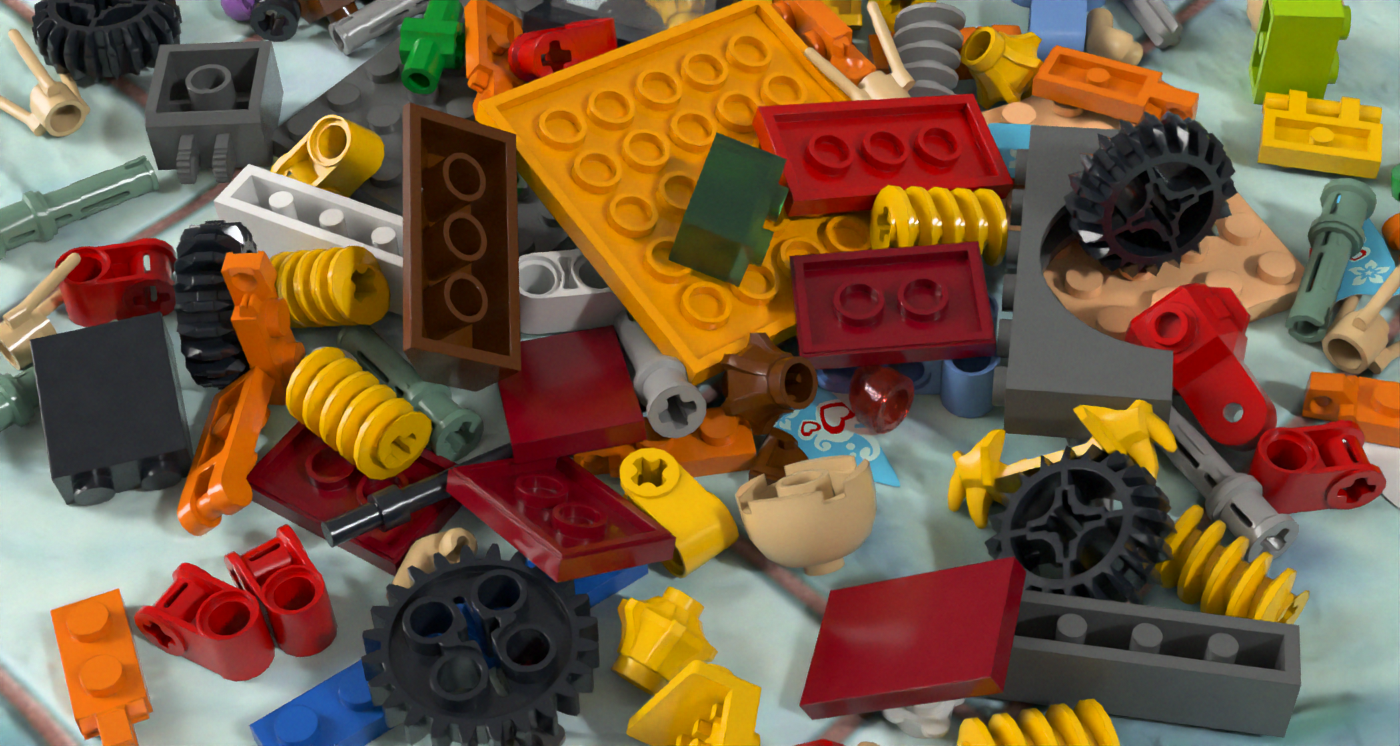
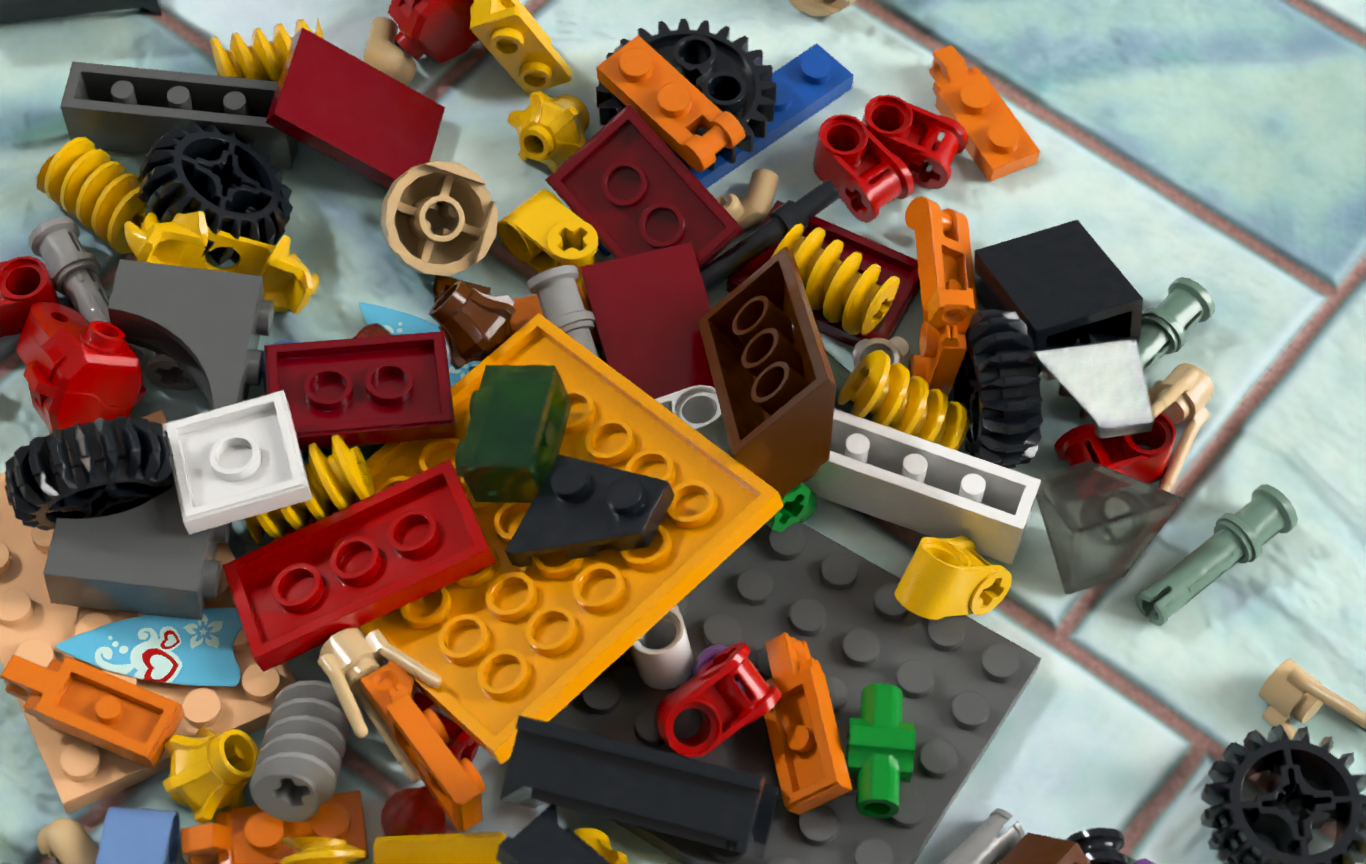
camera: 170 degrees right, 10 degrees up
(122, 274) = (1106, 384): none -> clear smoke slope
(164, 192) = (1099, 521): none -> clear smoke slope
(213, 107) = (1104, 664): dark grey hinge -> none
(509, 579) = (669, 103): none -> orange plate
(657, 132) = (589, 511): none -> black wing
(1007, 198) = (237, 462): none -> white tile

